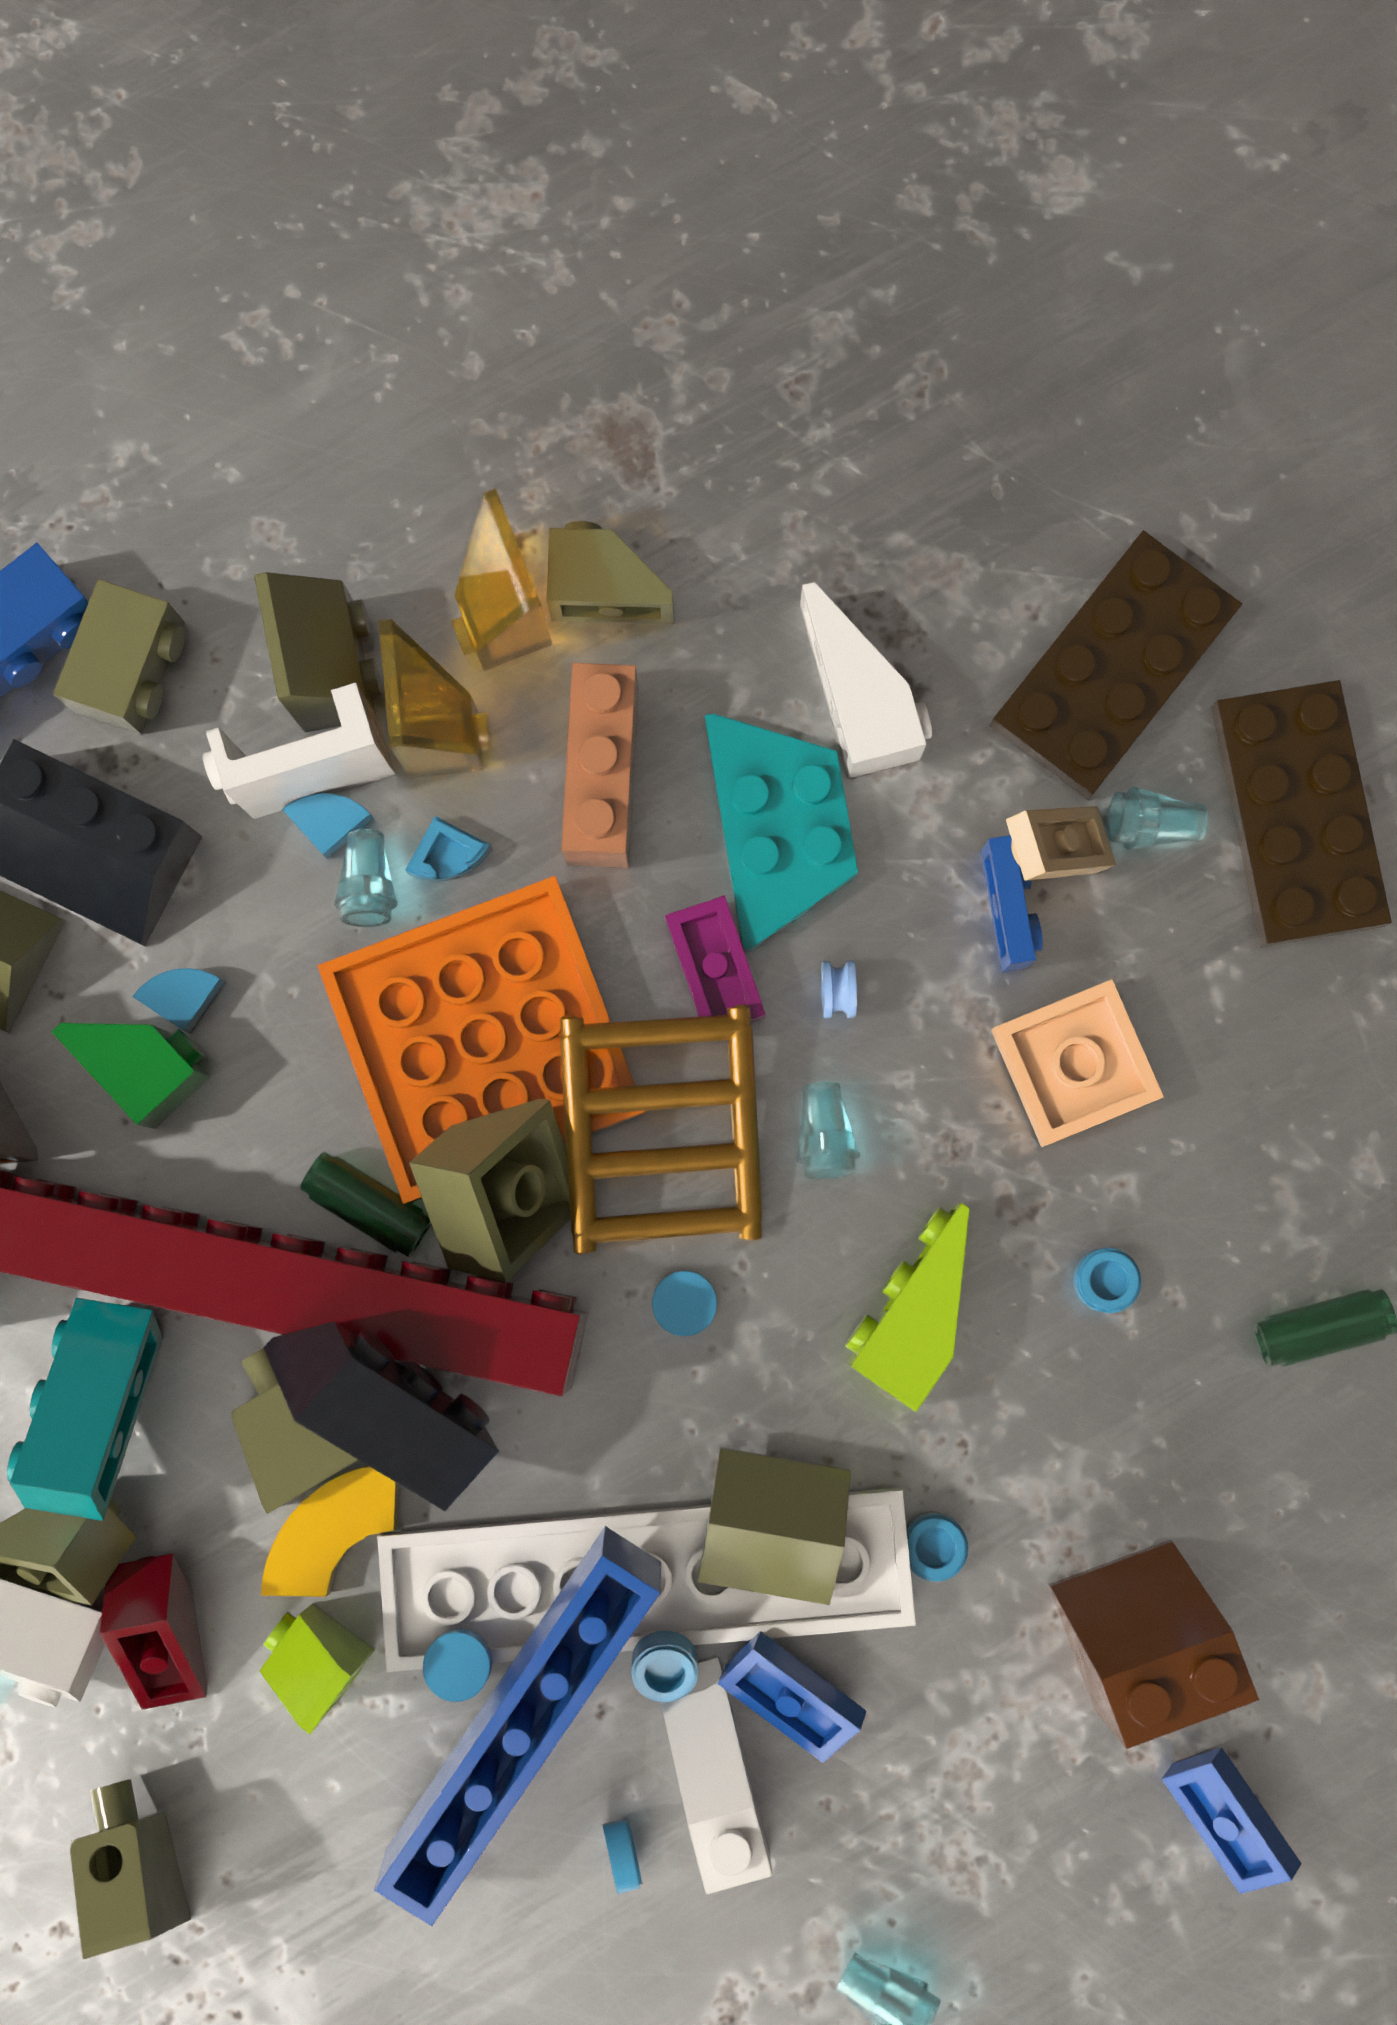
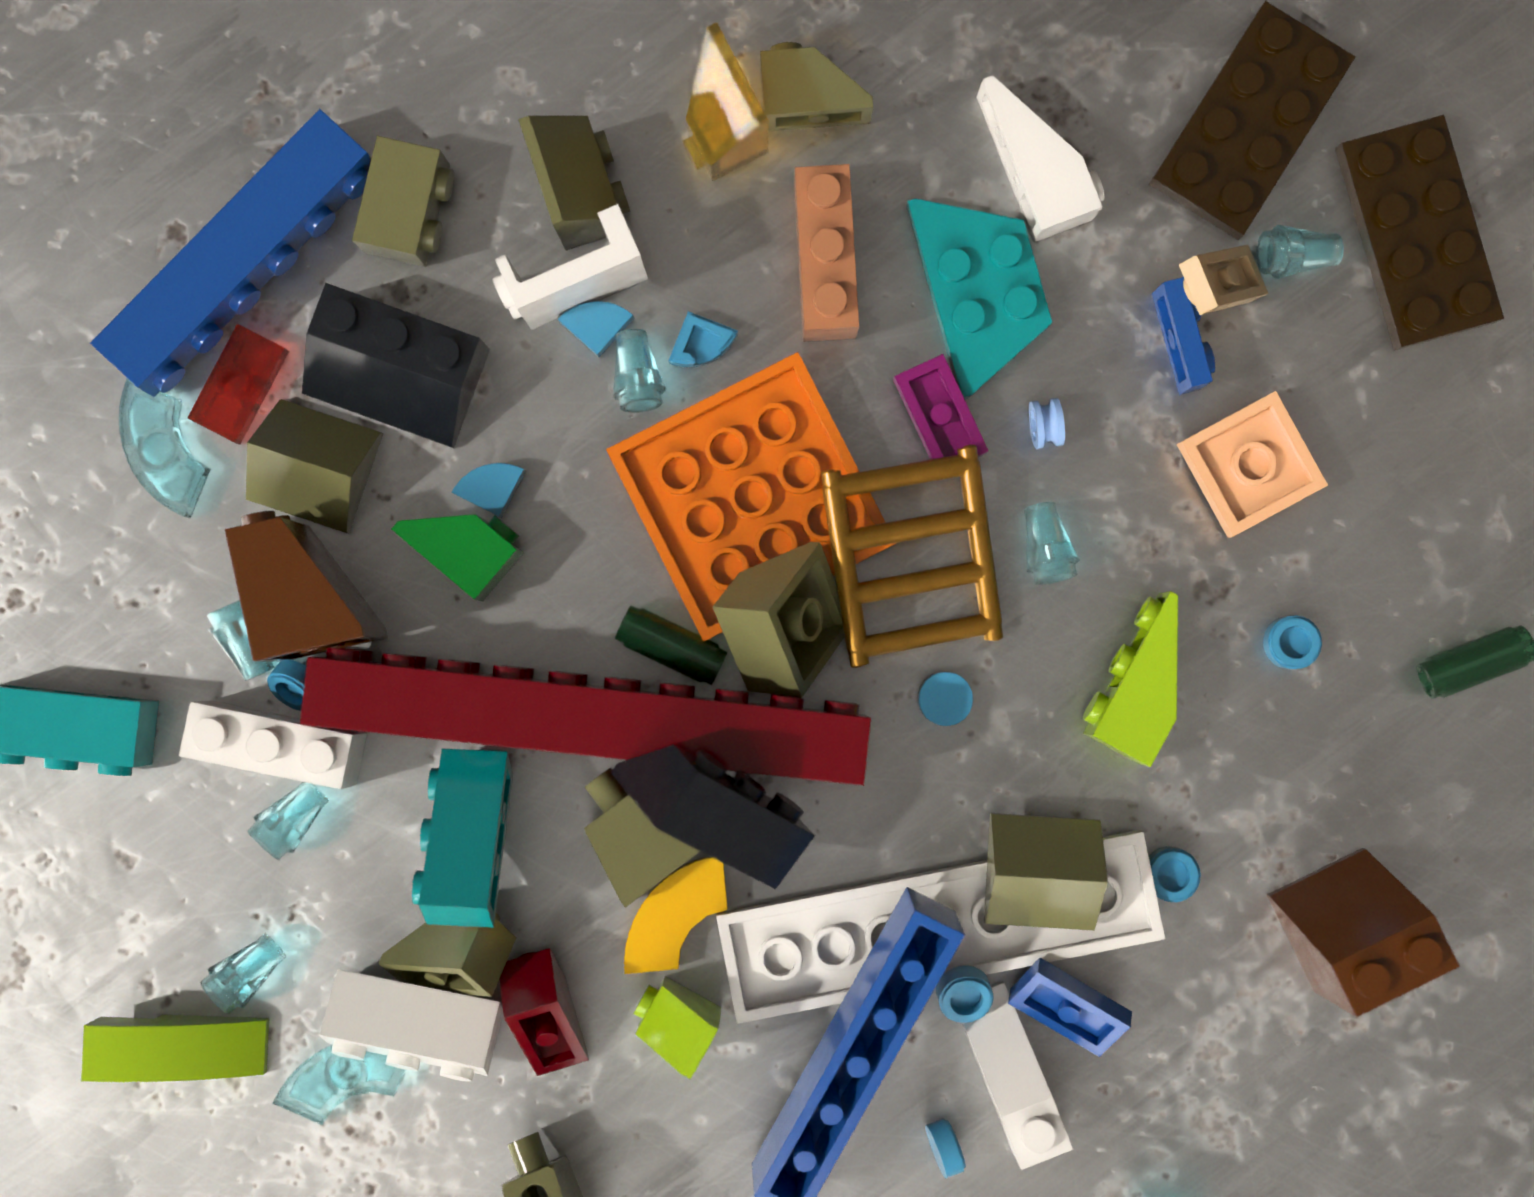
camera: 10 degrees left, 5 degrees up
(429, 713) = (678, 220): clear yellow slope -> none
(457, 1665) = (796, 1011): dark azure tile -> none
(1231, 1821) = (1434, 1065): blue plate -> none

